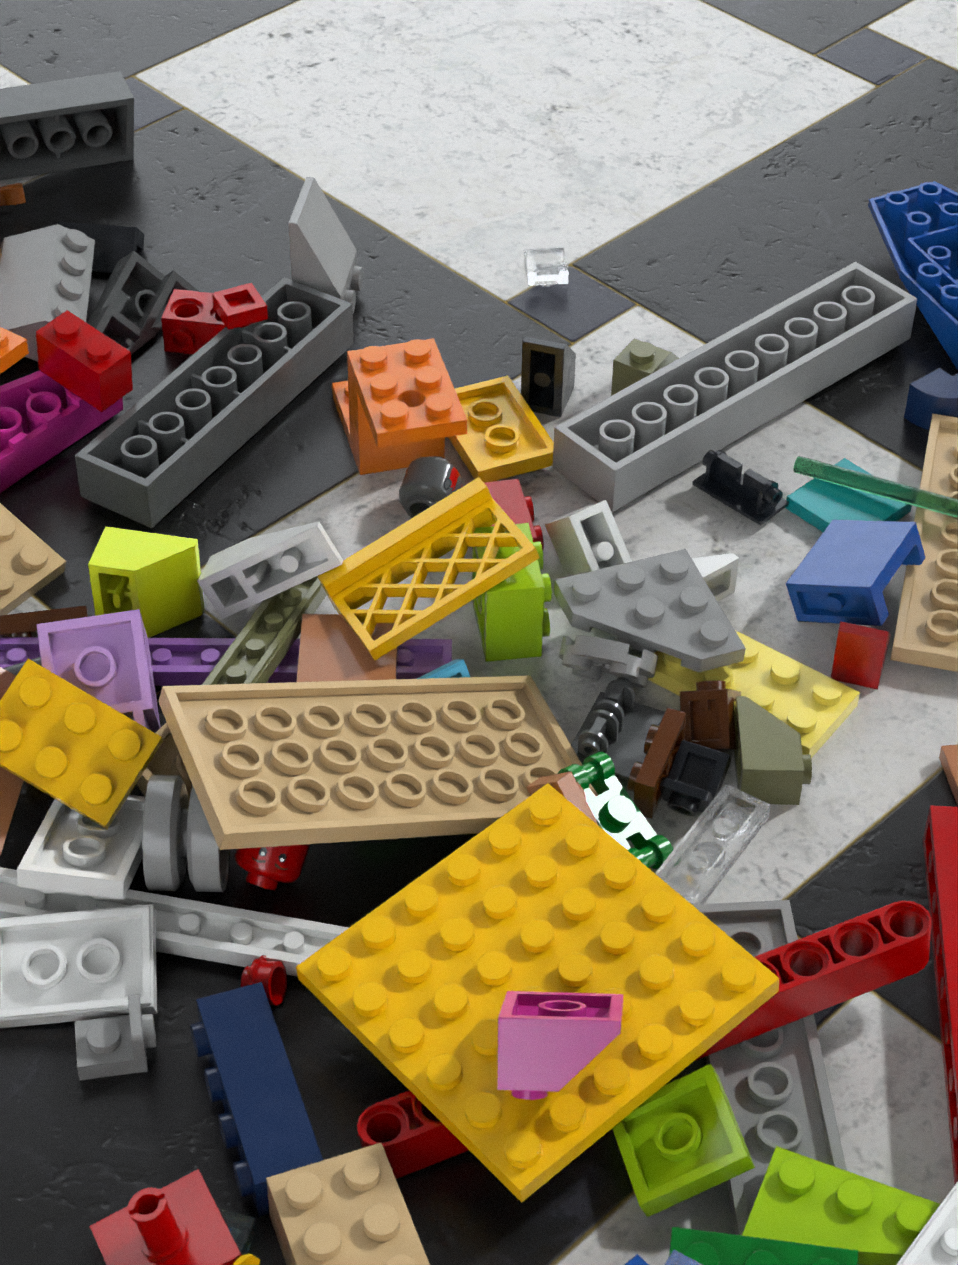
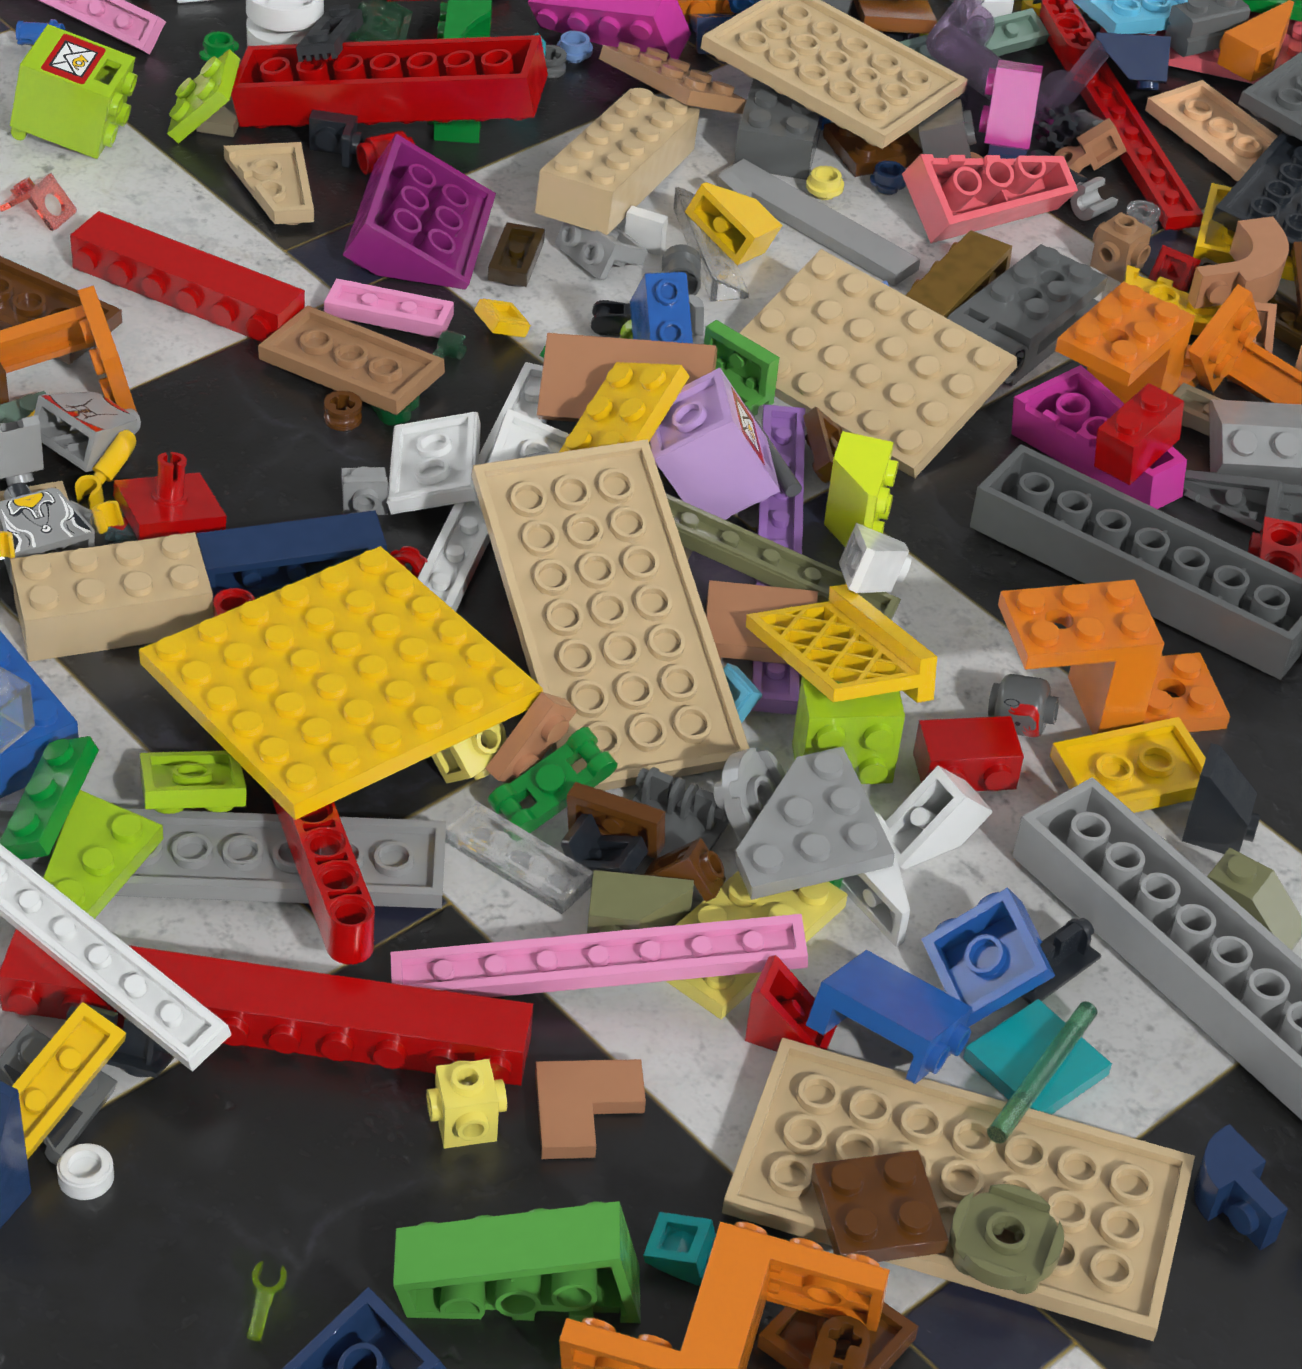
camera: 90 degrees right, 0 degrees up
(240, 306) = (1253, 544): red plate -> none
(552, 1038) = (253, 640): dark pink slope -> none
(770, 507) = (989, 954): none -> plate
(847, 758) = (605, 958): none -> bright pink plate

